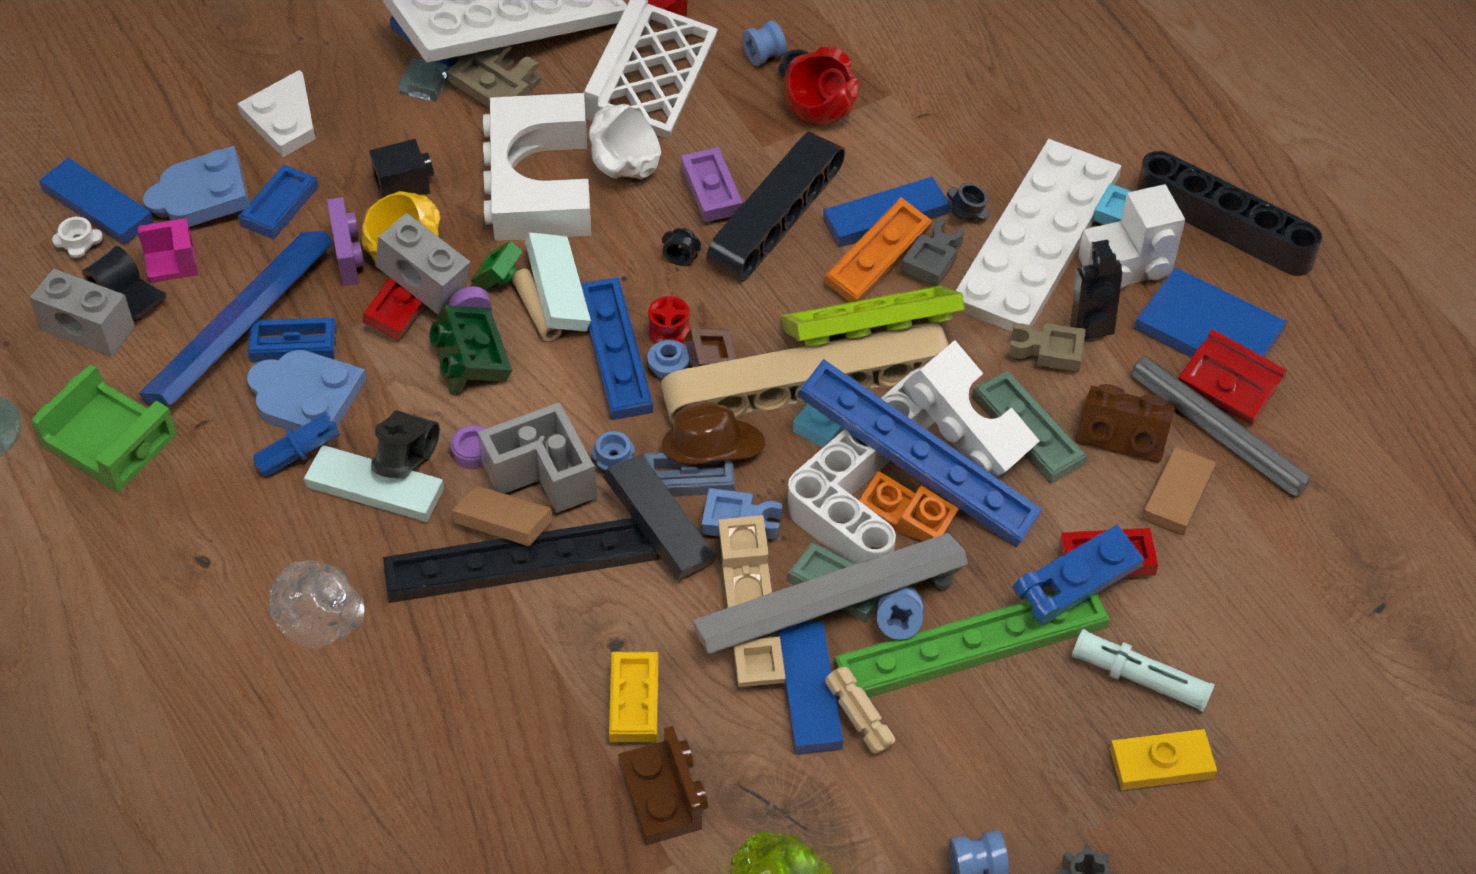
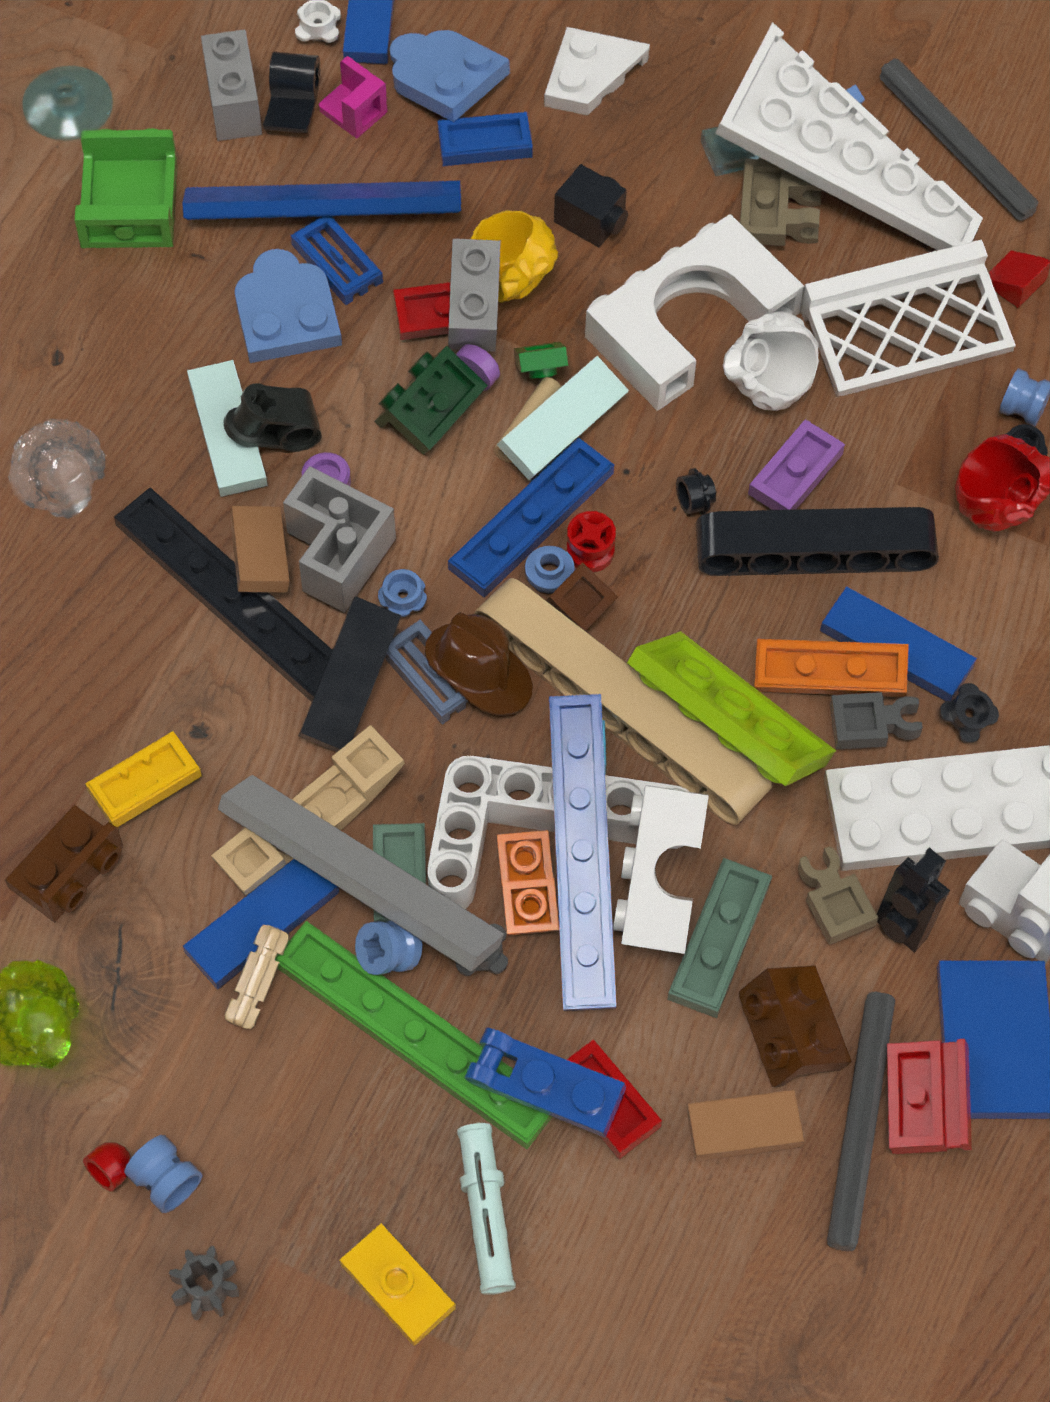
camera: 55 degrees right, 10 degrees up
(296, 444) = (216, 340): blue axle -> none
(348, 253) = (461, 221): medium lavender plate -> none
(733, 504) = (409, 736): medium blue plate -> none

